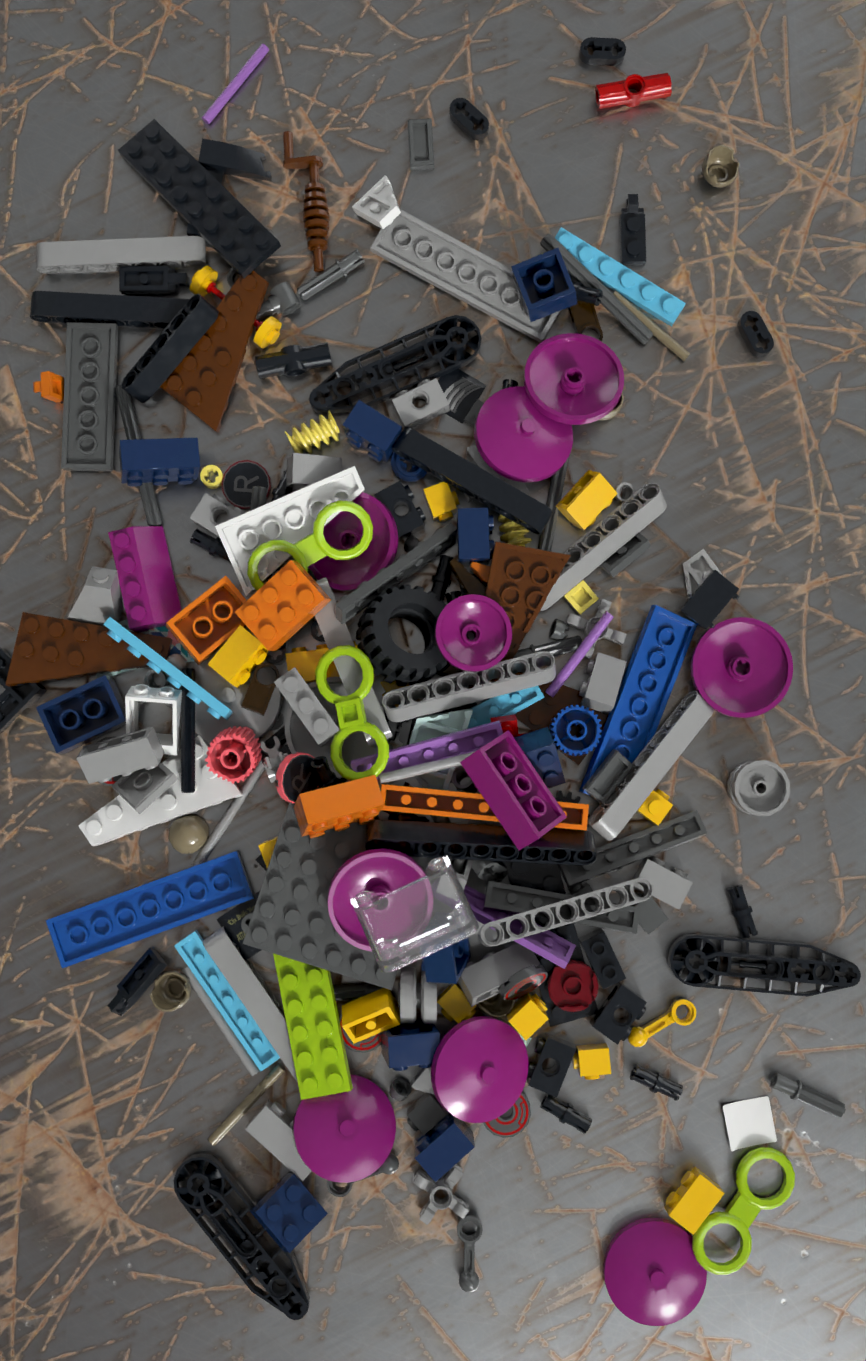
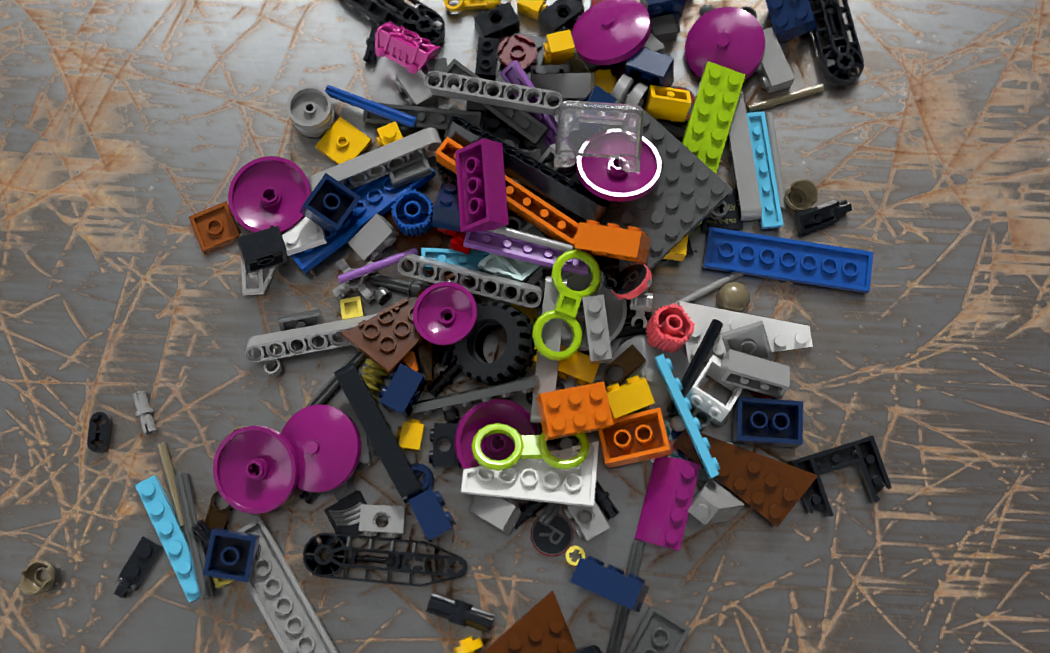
camera: 150 degrees left, 10 degrees down
(314, 434) = (478, 542): light yellow piece -> none
(404, 1085) = (671, 49): dark grey hinge -> none
(586, 499) = (303, 375): yellow brick -> none
(667, 687) = (330, 204): none -> dark blue brick
(676, 647) = (304, 236): none -> white wing
(695, 829) = (371, 106): none -> blue axle
(701, 918) = (404, 47): none -> dark pink piece
(702, 774) = (343, 142): none -> yellow plate
(723, 376) = (144, 412): none -> light grey pin
(779, 604) = (215, 227): none -> dark orange tile

